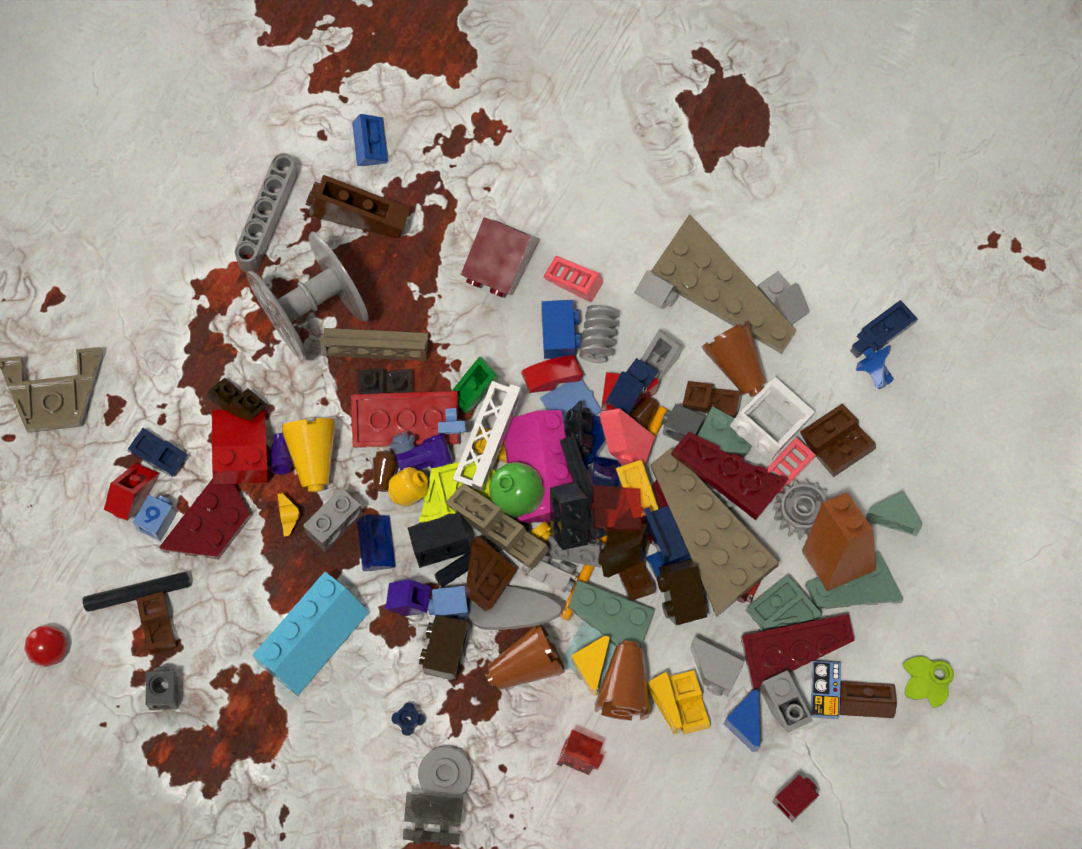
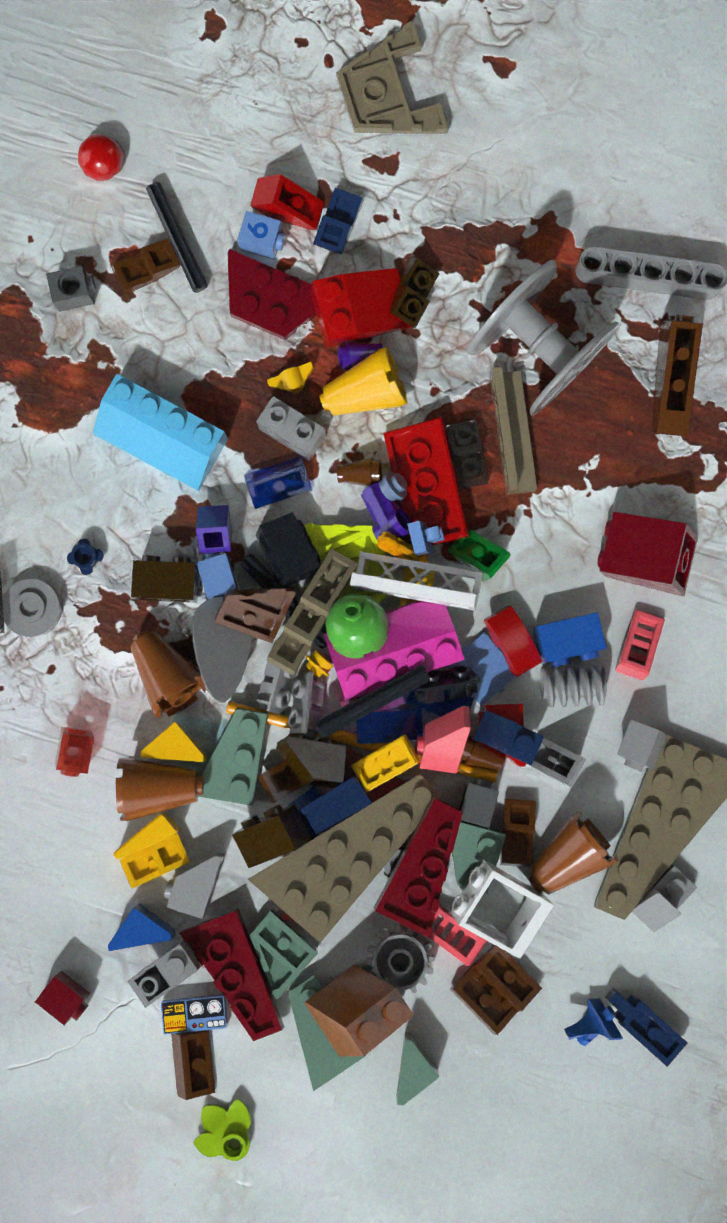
camera: 85 degrees right, 15 degrees up
(408, 486) = (344, 503): yellow head -> none
(456, 447) = (398, 548): none -> light orange axle
(568, 516) = (330, 691): black brick -> none
(616, 508) = (352, 744): clear red piece -> none

